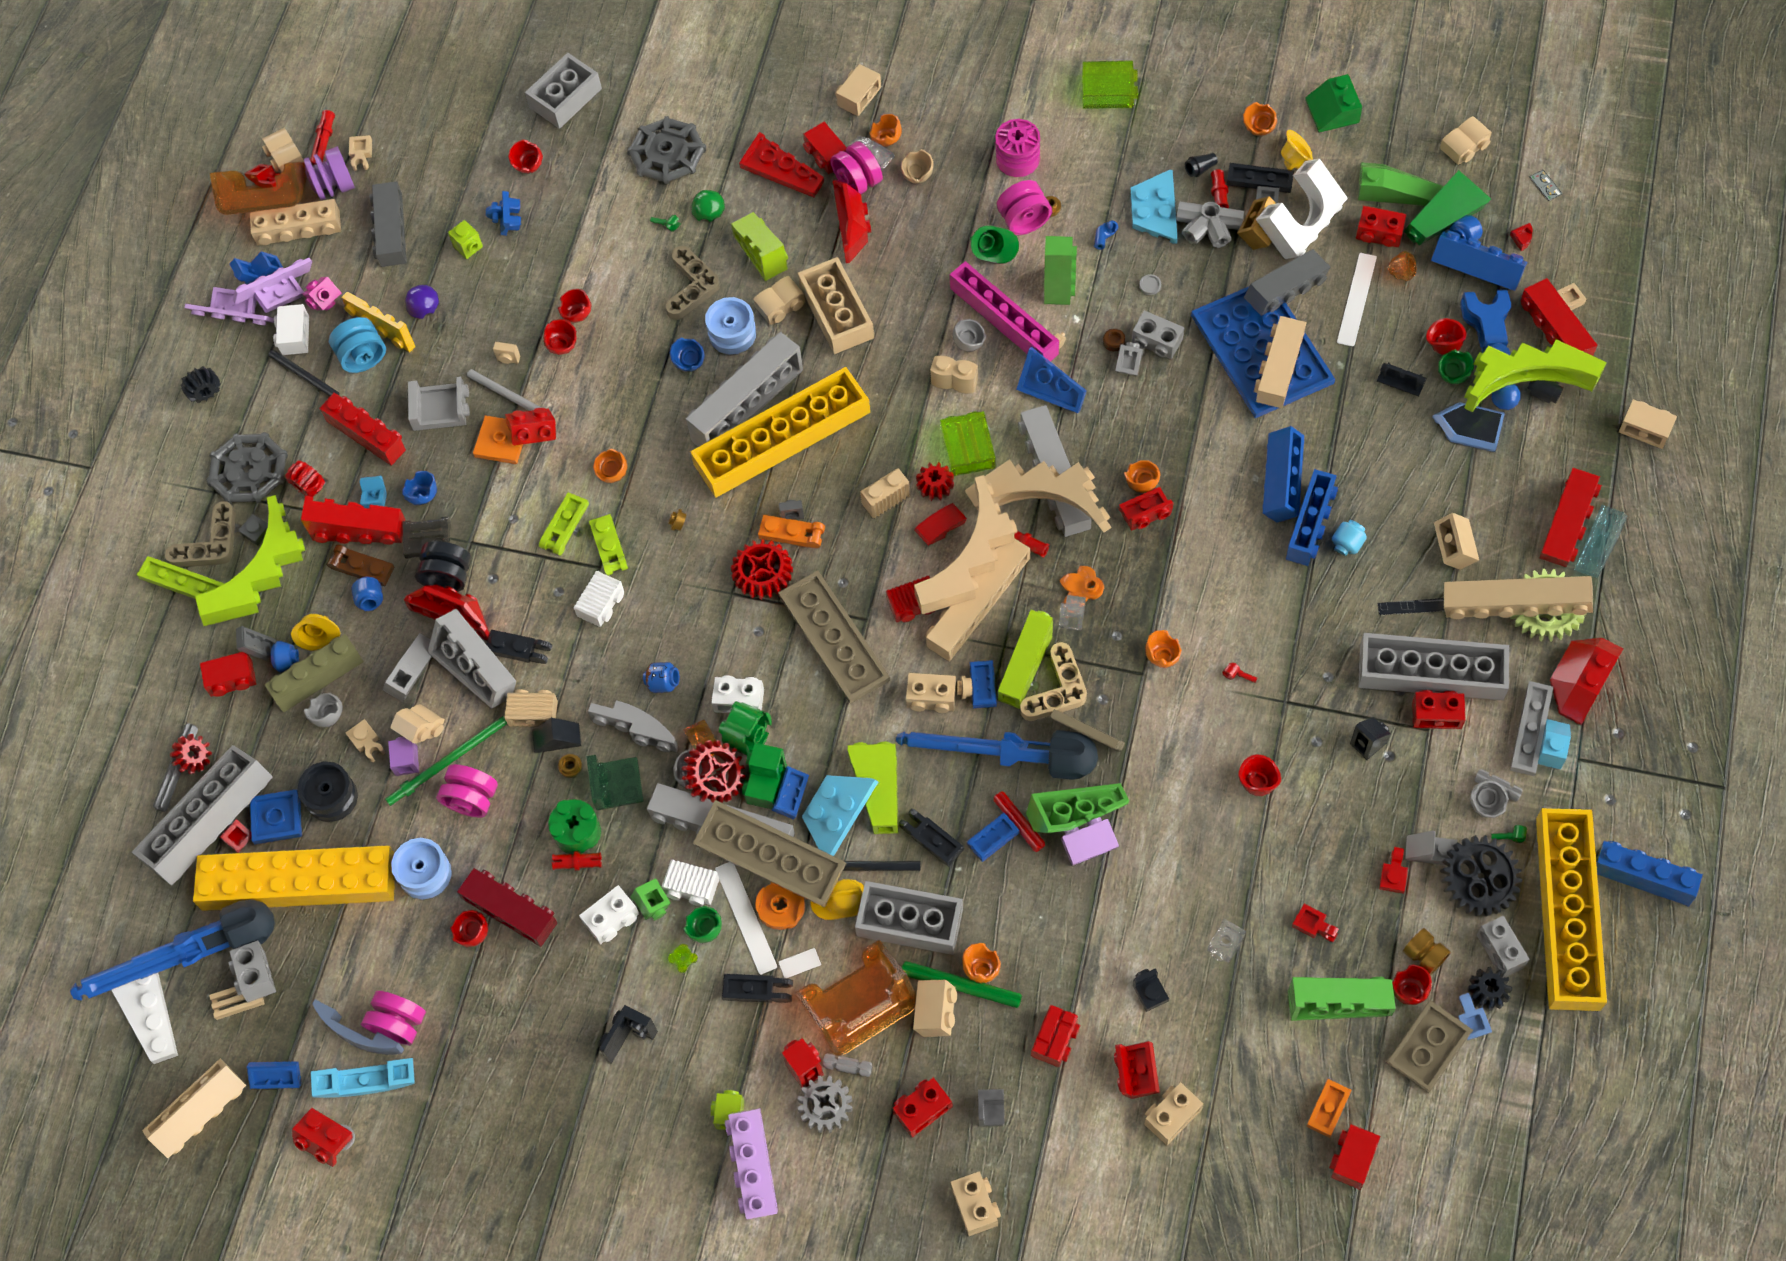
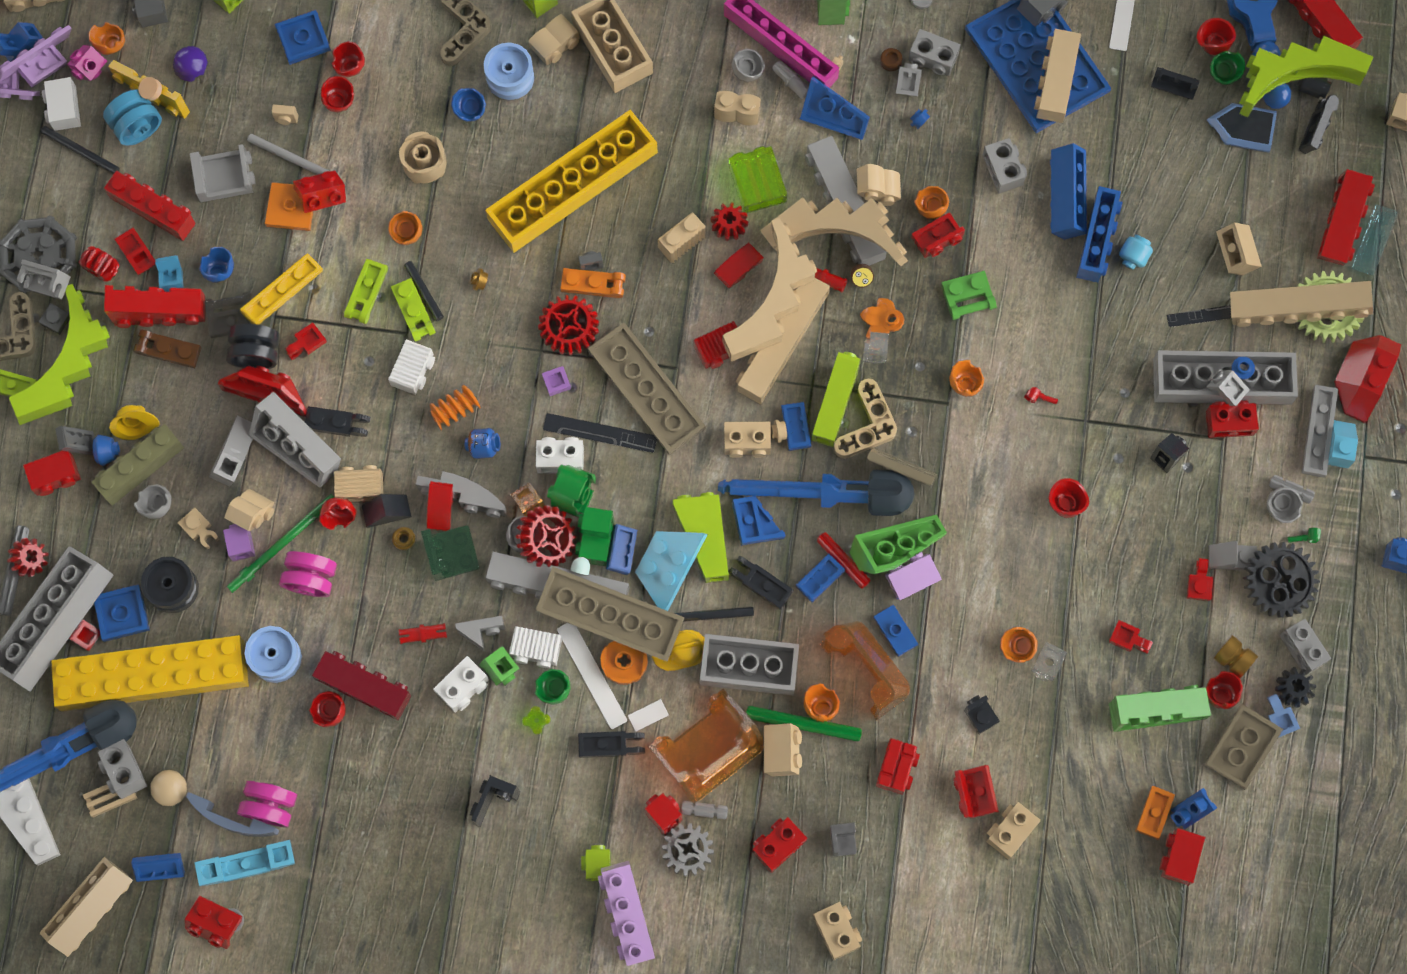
camera: 10 degrees left, 10 degrees up
(247, 488) = (43, 279): none -> light grey hinge
(297, 995) = (168, 788): none -> tan hair
(343, 471) = (135, 251): none -> red slope
(345, 273) = (107, 38): none -> orange hair
(367, 593) = (179, 378): blue head -> none
(376, 317) = (150, 88): none -> light nougat tile
(480, 516) = (281, 290): none -> yellow tile
(499, 565) = (307, 339): none -> red plate
(505, 734) = (337, 512): none -> red hair
(534, 283) = (302, 37): none -> blue plate
(568, 815) = (408, 590): green brick -> none
(609, 734) = (439, 506): none -> red slope
(621, 527) = (422, 288): none -> black bar
(630, 860) = (473, 629): none -> light grey slope
(636, 401) = (425, 169): none -> tan brick
(636, 639) = (453, 406): none -> orange piece
(743, 622) = (556, 381): none -> medium lavender plate
(745, 803) = (580, 565): none -> light aqua hinge
(746, 390) = (532, 141): light grey brick -> none
(782, 677) = (600, 432): none -> black sticker
(929, 776) = (754, 522): none -> blue wing
(1011, 351) = (791, 79): none -> light grey axle
(1053, 952) = (891, 685): none -> clear orange windscreen
(1064, 542) = (862, 275): none -> tile
(1067, 897) = (895, 630): none -> blue plate
(1089, 453) = (878, 184): none -> tan brick
(1137, 396) = (919, 118): none -> blue plate
(1172, 562) = (968, 288): none -> bright green plate
(1195, 920) = (1018, 644): none -> orange hair
(1216, 446) = (999, 166): none -> light grey brick
(1369, 1107) = (1192, 809): none -> blue hips
(1435, 672) = (1228, 386): none -> light grey bracket
(1451, 661) = (1241, 373): none -> blue plate
(1547, 427) = (1318, 124): none -> black hinge
(1571, 910) = (1366, 606): yellow brick -> none

